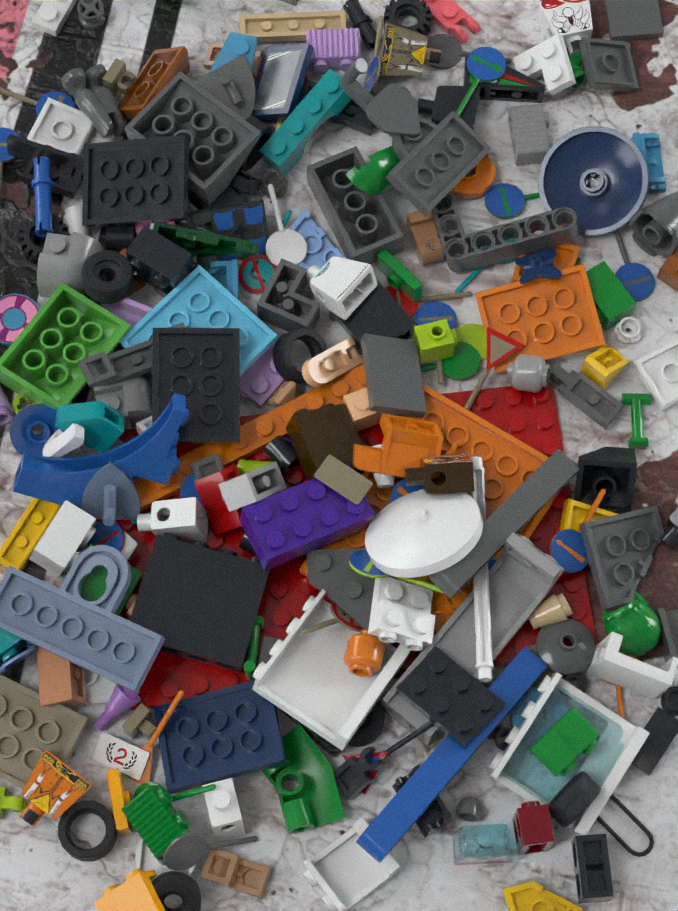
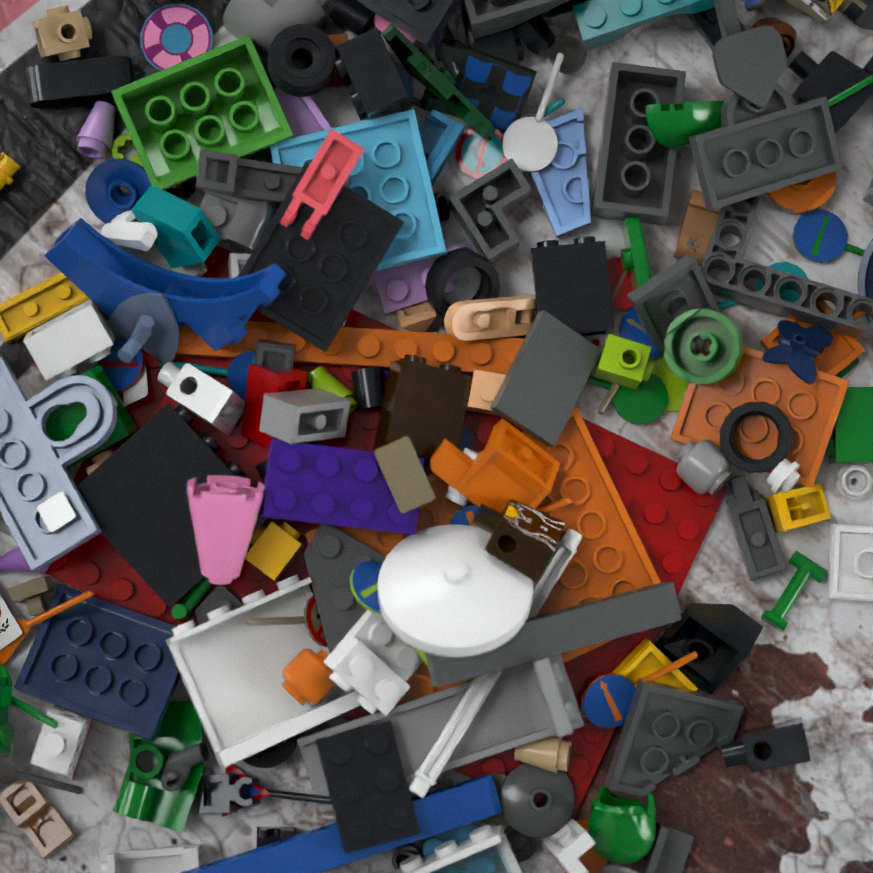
camera: 30 degrees right, 15 degrees up
(126, 642) = (56, 511): none -> white sticker
(172, 328) = (323, 180): none -> coral hinge
(245, 585) = (223, 523): none -> bright pink cone
(285, 591) = (274, 548): none -> yellow brick
(314, 772) = (180, 764): none -> dark grey arm
(341, 284) = (559, 232): white torso -> none
(442, 285) = (670, 295): none -> dark grey plate
(485, 311) = (682, 342): none -> green brick
(498, 349) = (689, 416): piece -> none
(552, 311) = (736, 457): none -> black tyre
(583, 344) = (784, 476): none -> white plate

